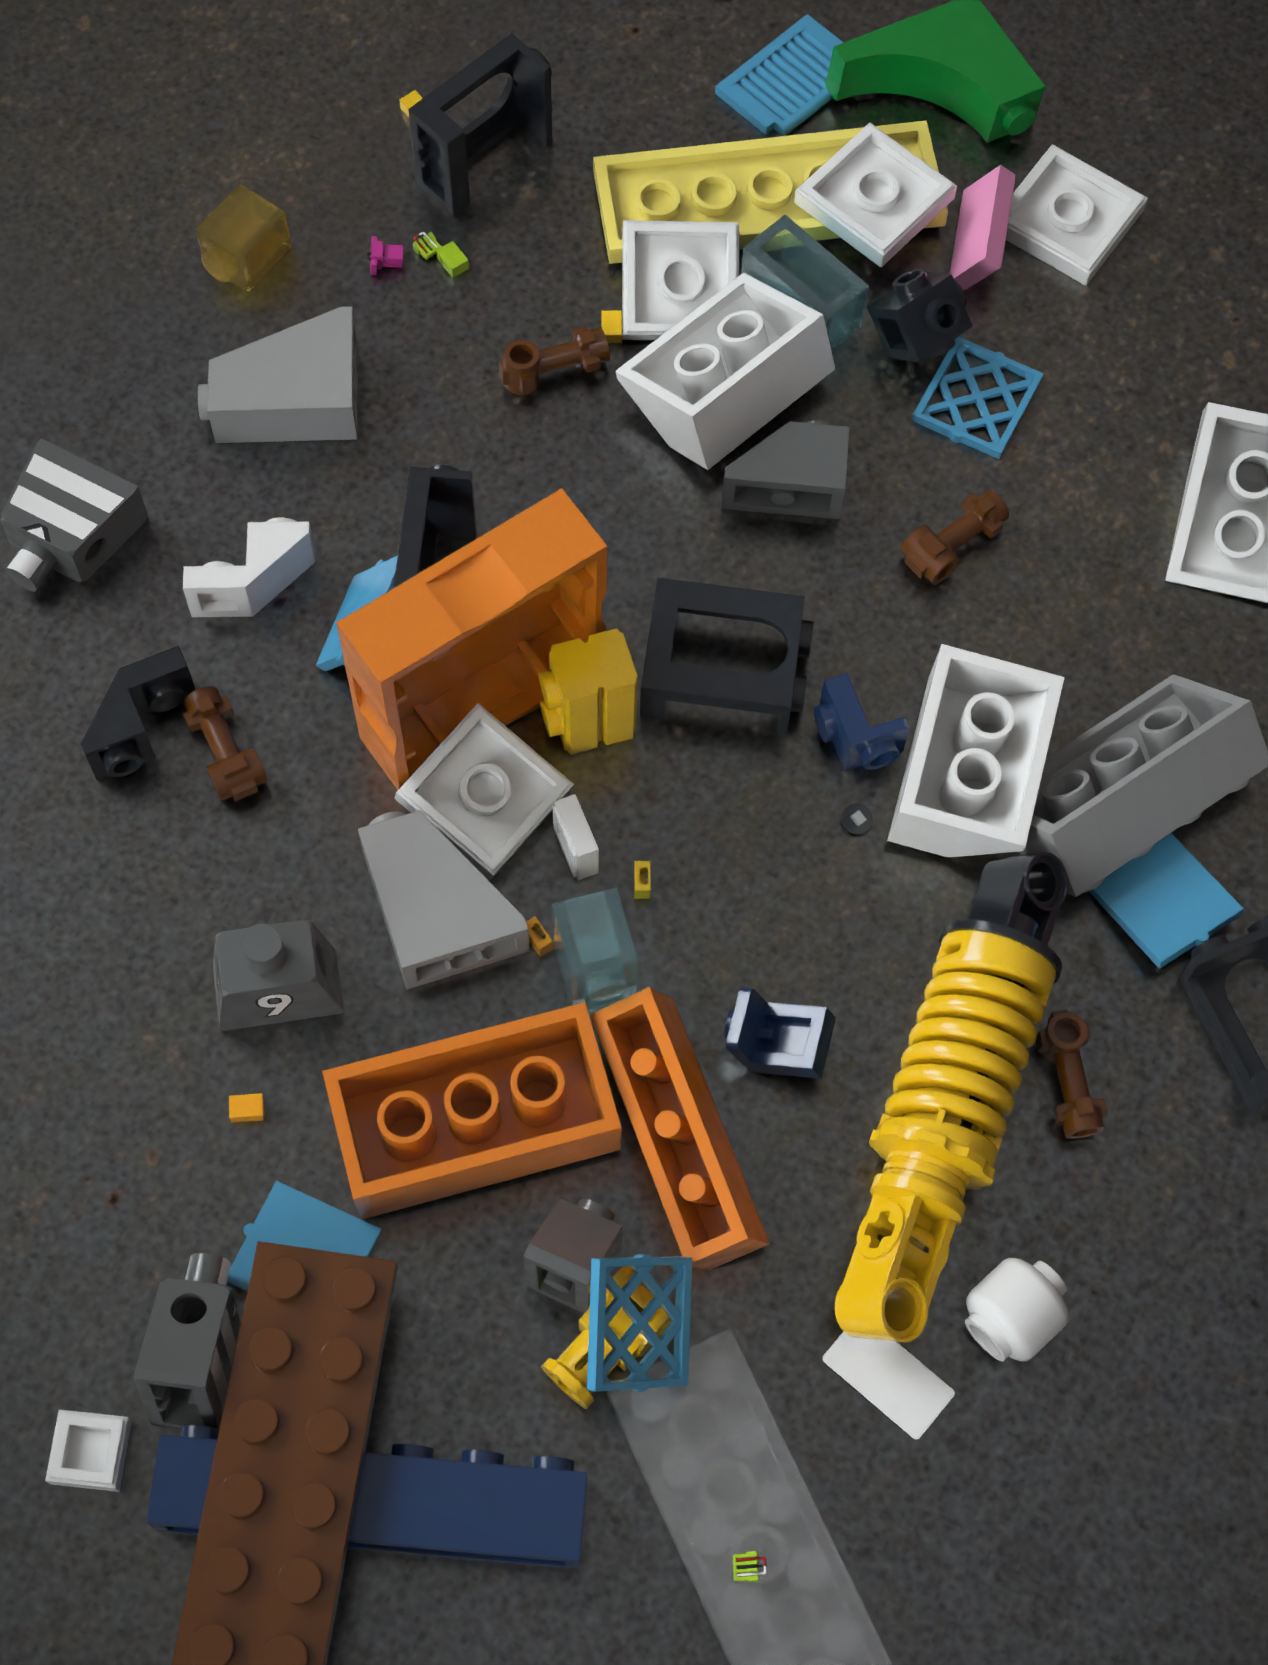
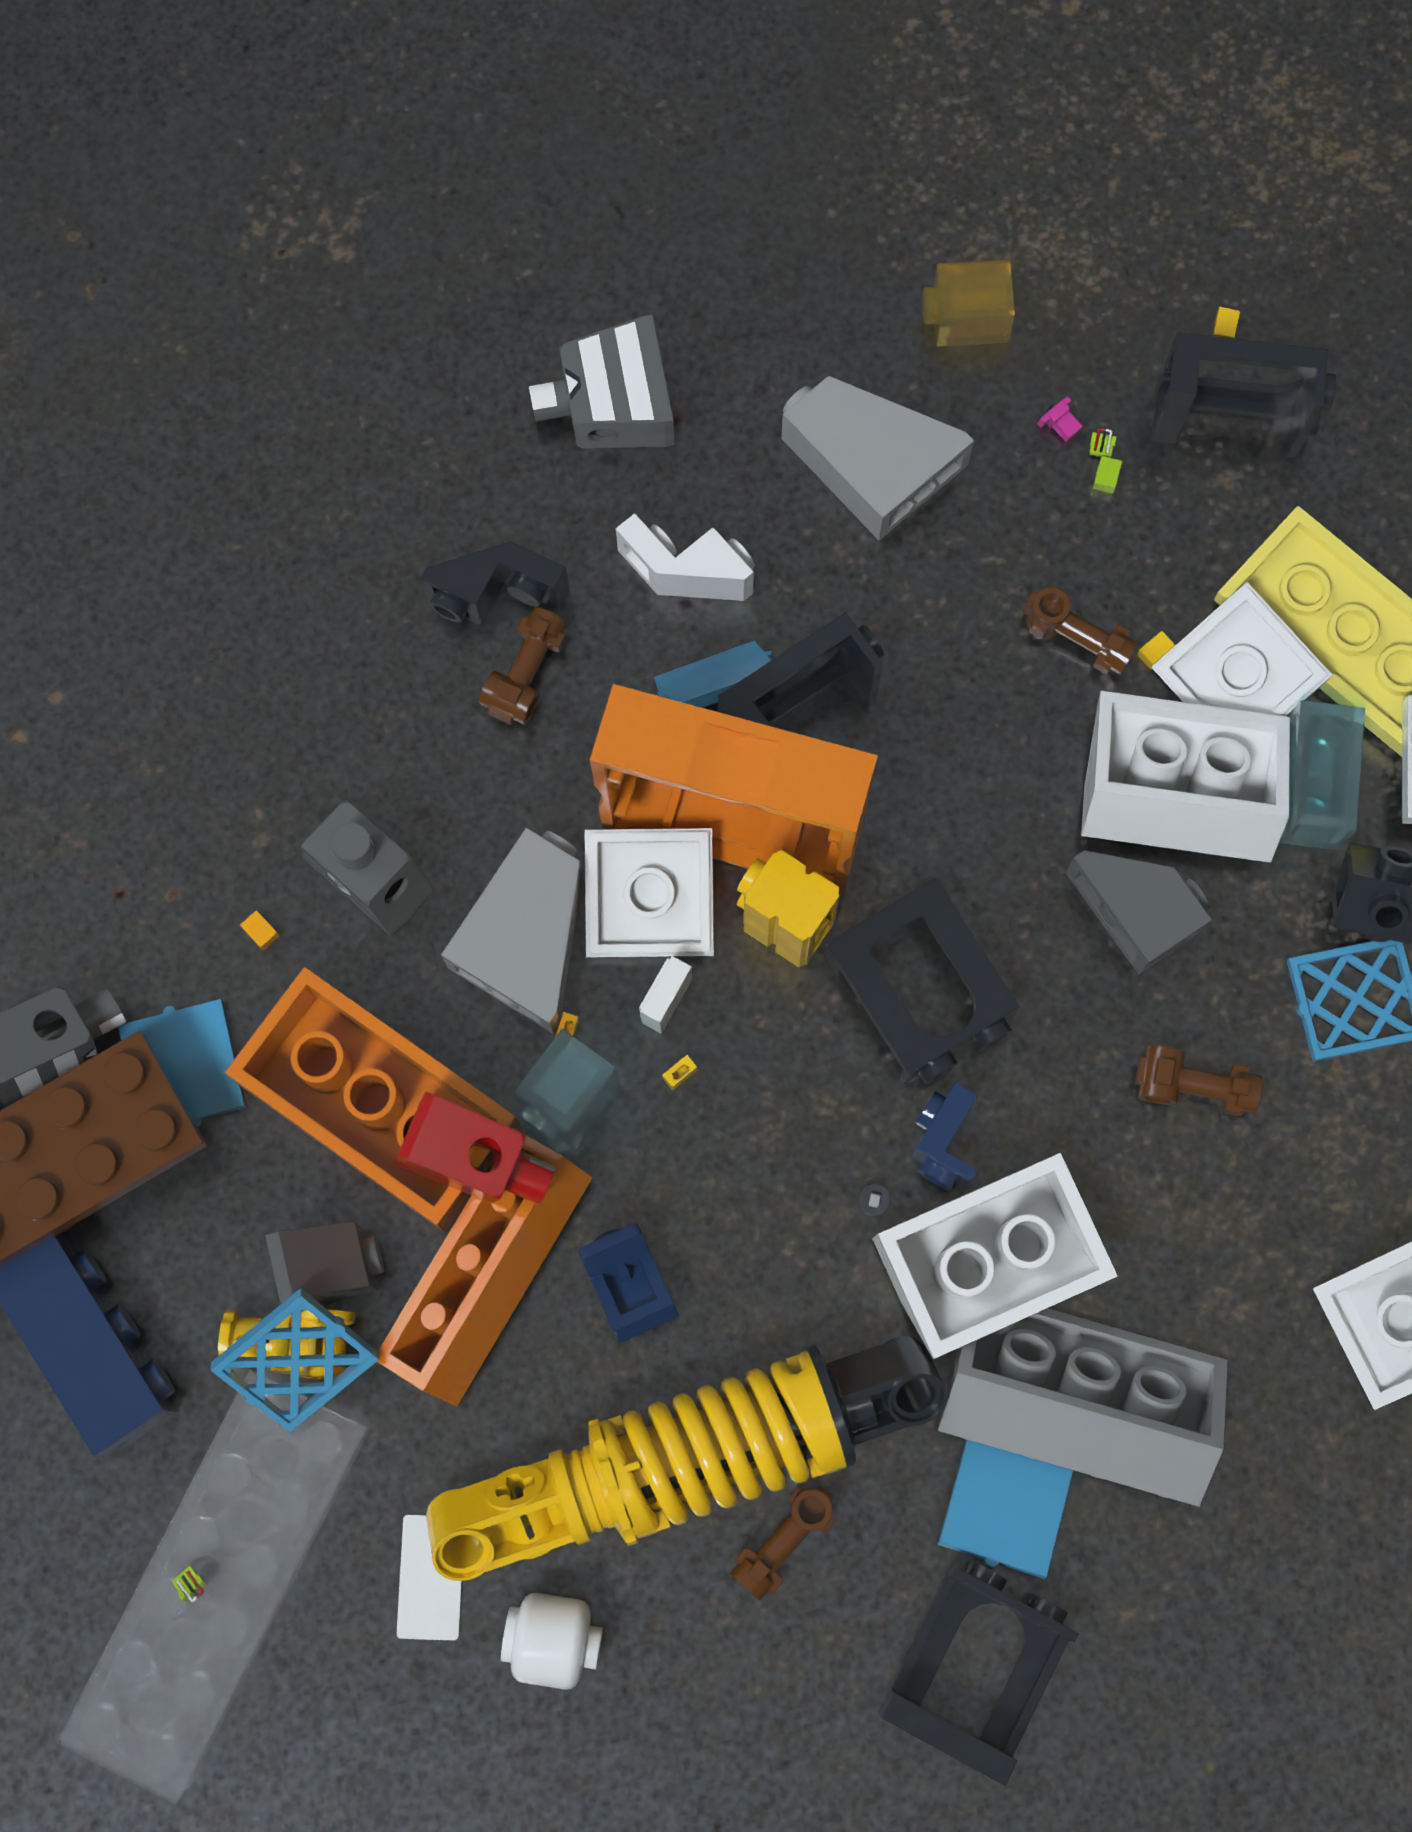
camera: 55 degrees right, 10 degrees up
(588, 1044) = (440, 1147): none -> red torso

